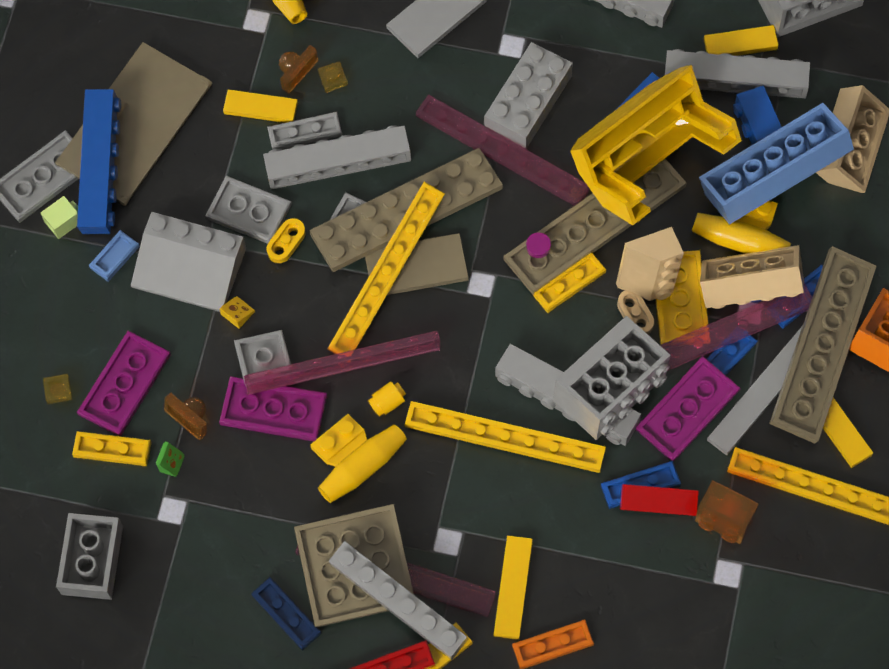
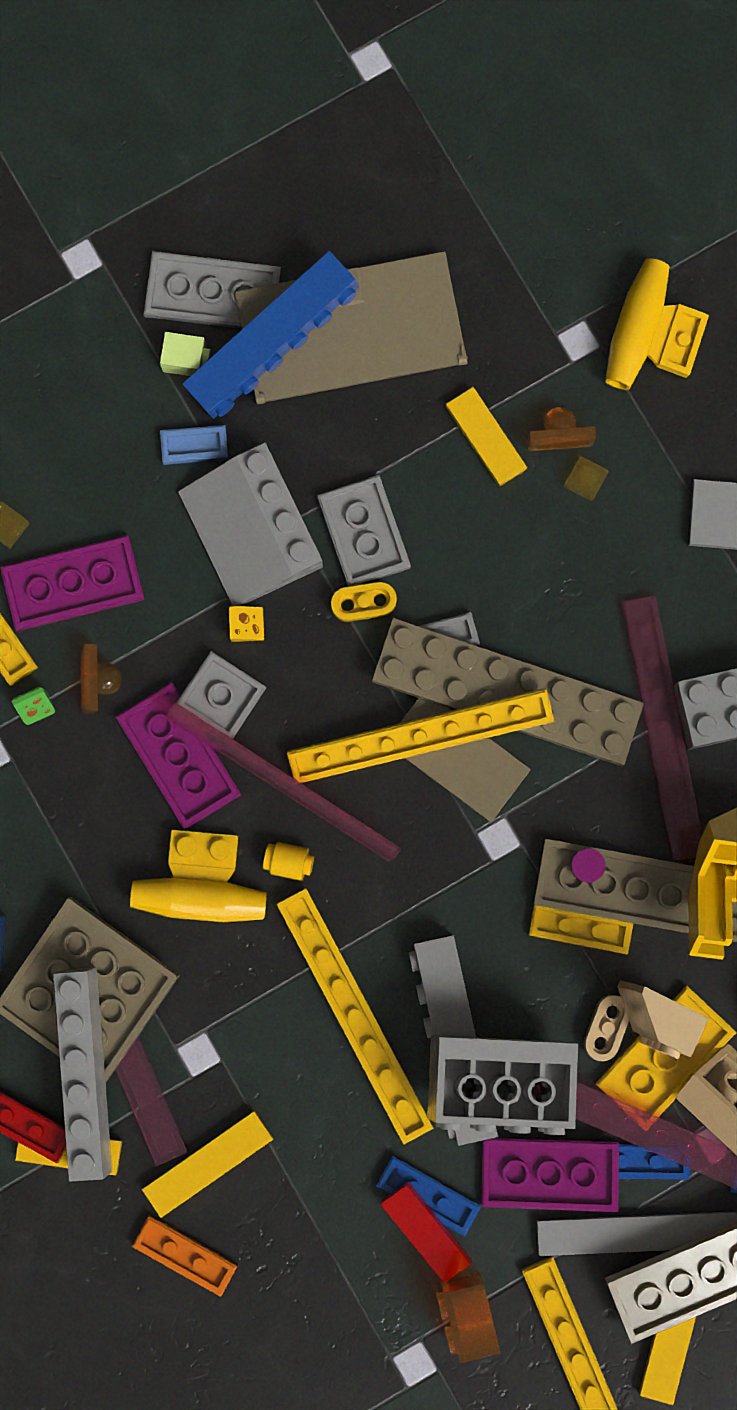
camera: 40 degrees right, 15 degrees up
(305, 131) = (500, 507): light grey tile -> none
(337, 157) = (500, 568): light grey brick -> none

